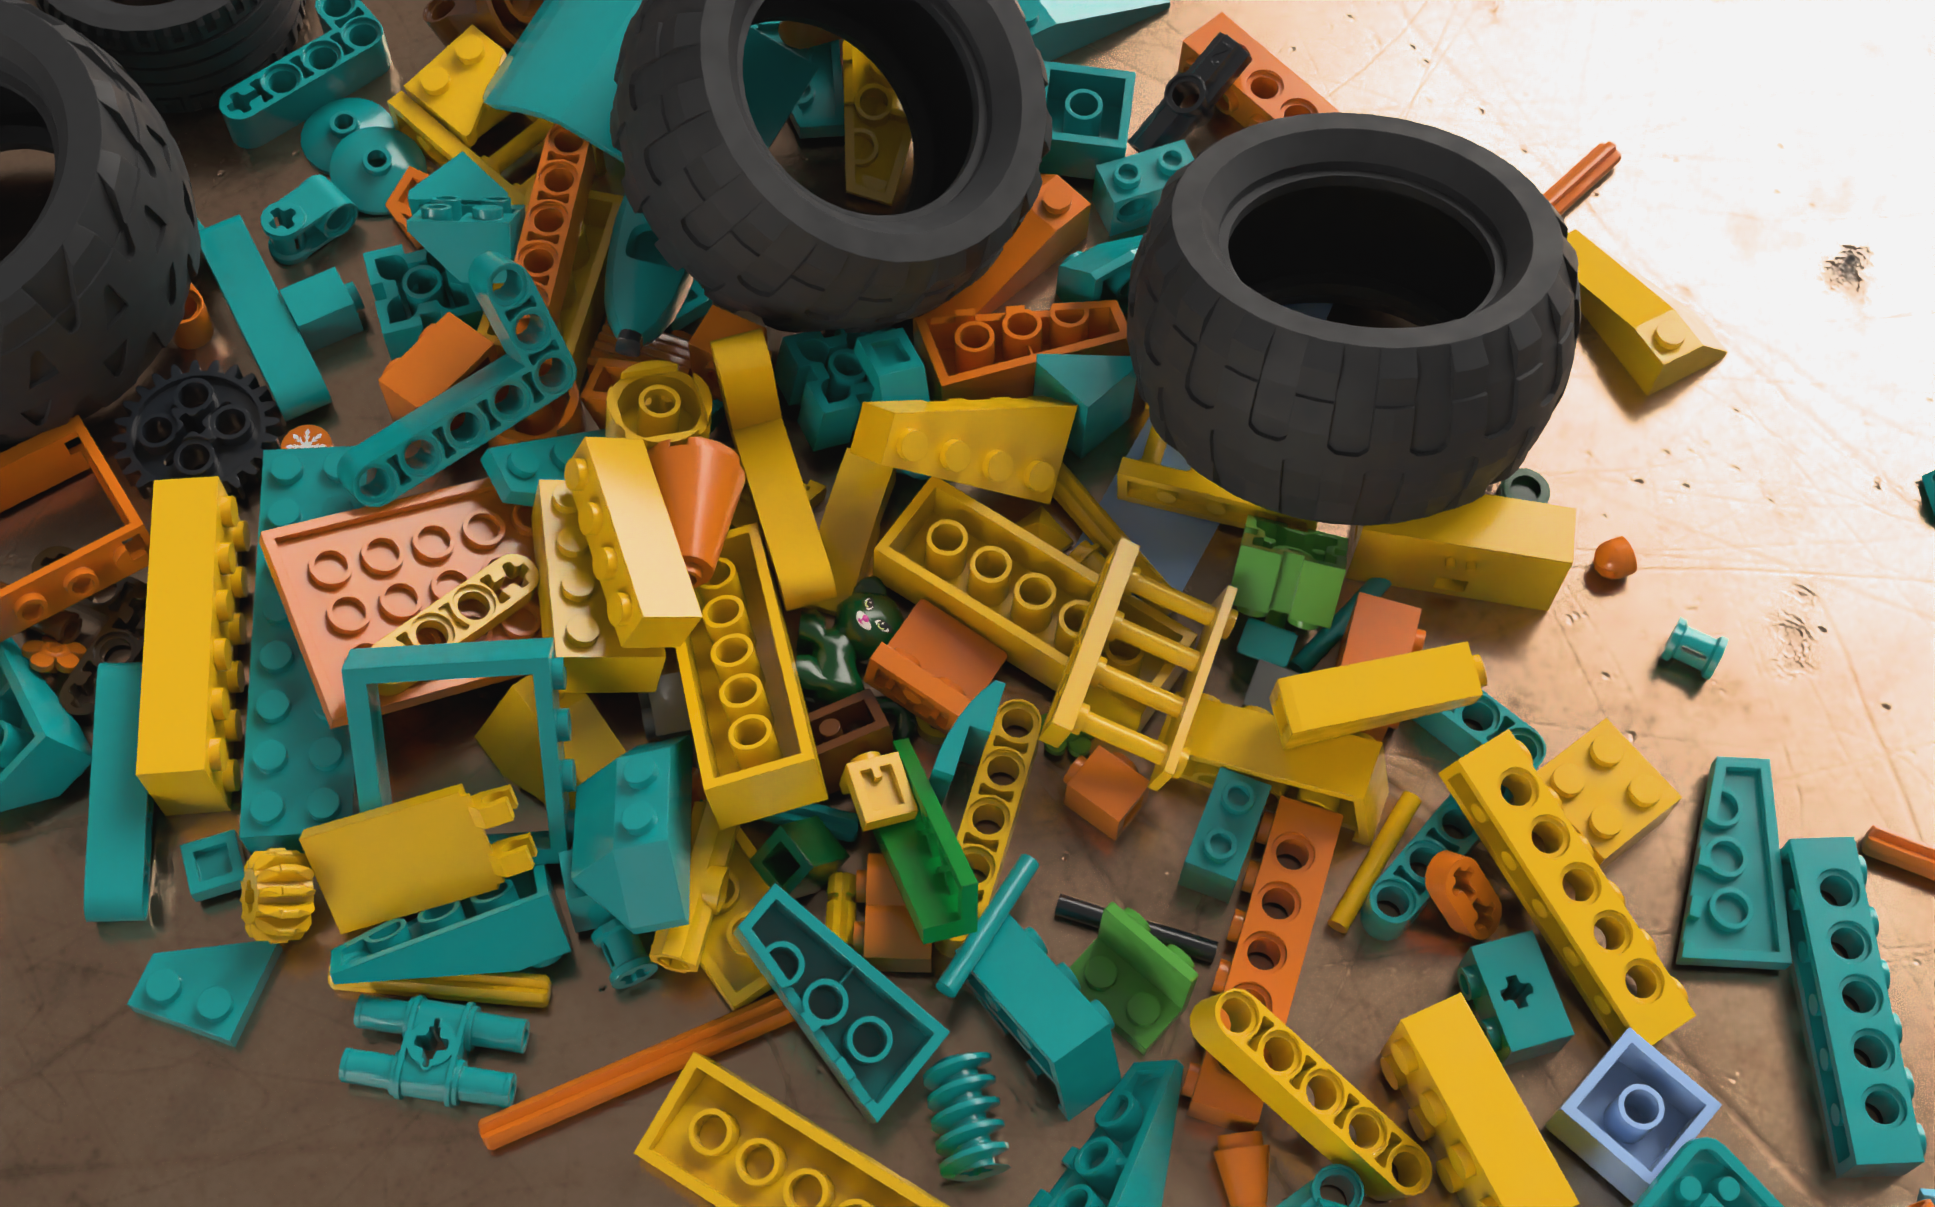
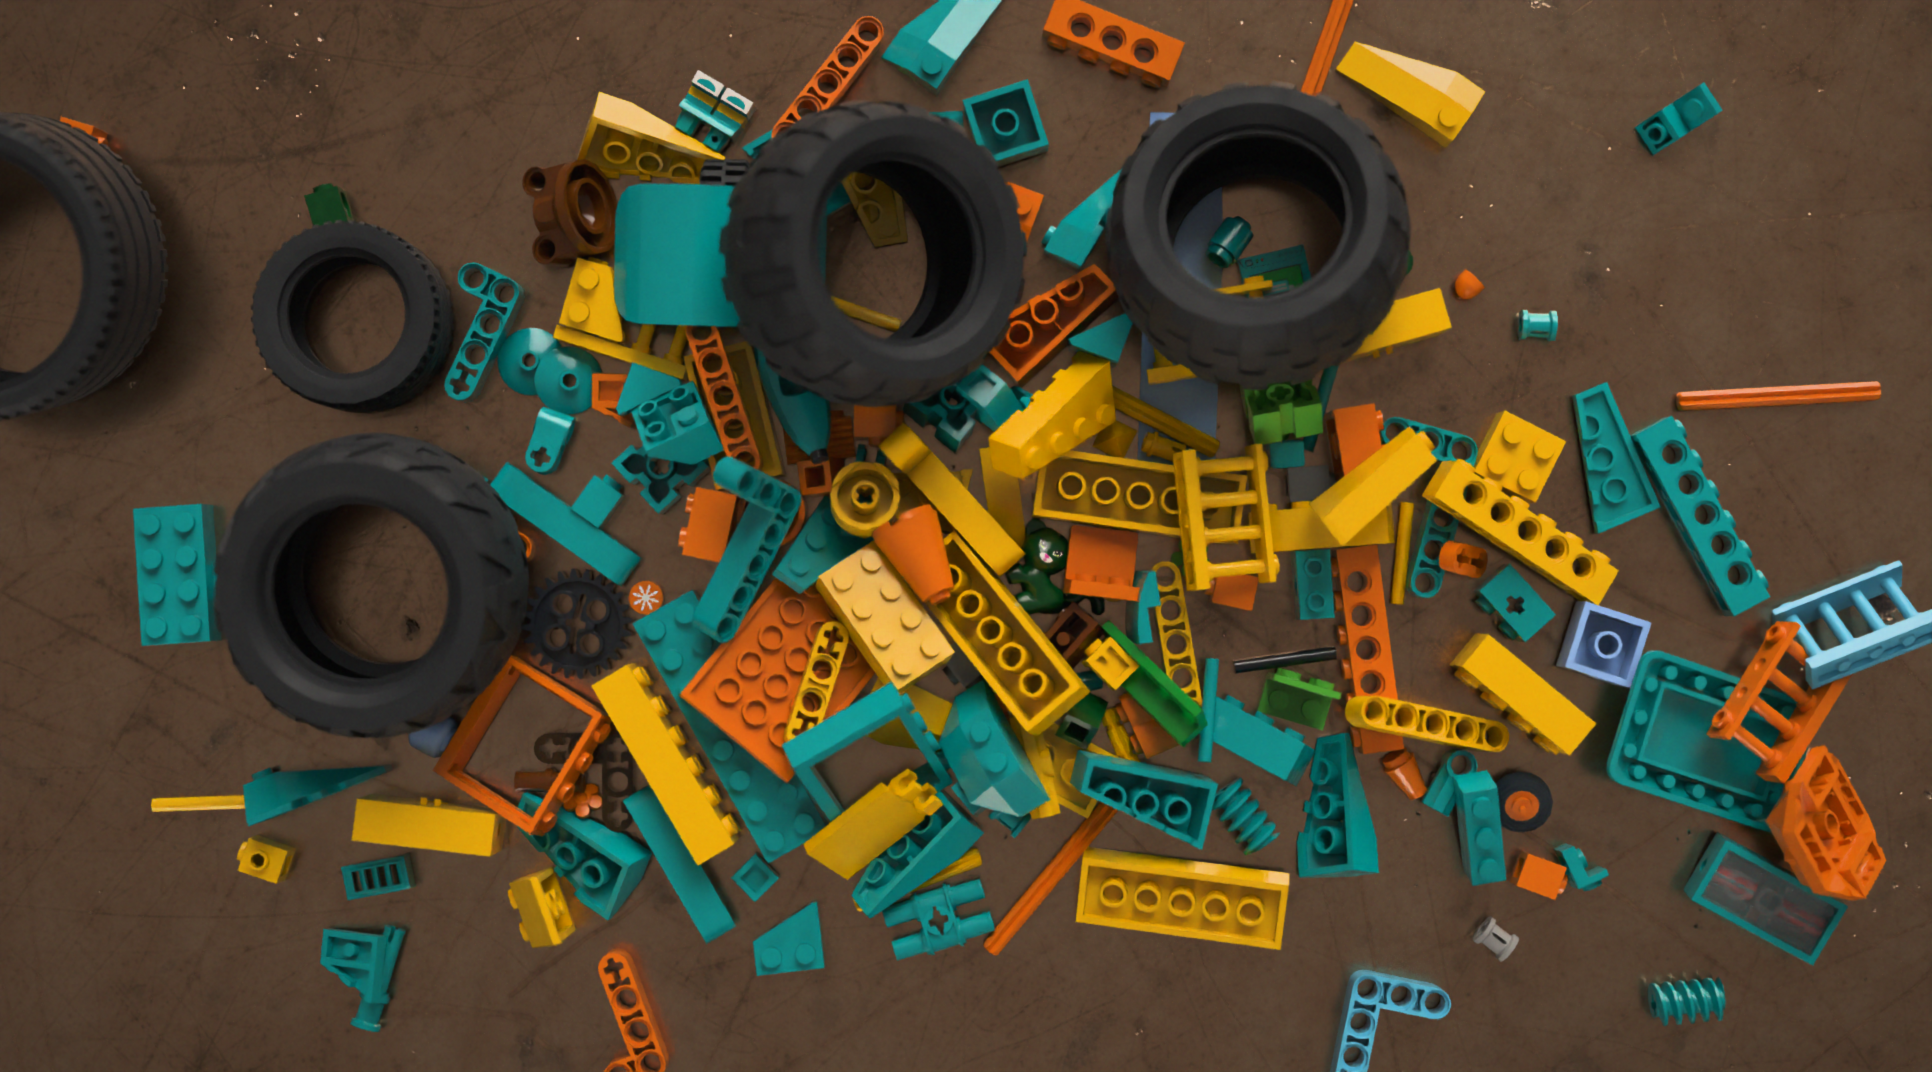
camera: 20 degrees left, 25 degrees up
(277, 895) = (806, 882): yellow gear -> none
(632, 543) = (903, 600): yellow brick -> none
(1132, 186) = (1069, 153): teal brick -> none
(1210, 78) = (1075, 58): black piece -> none

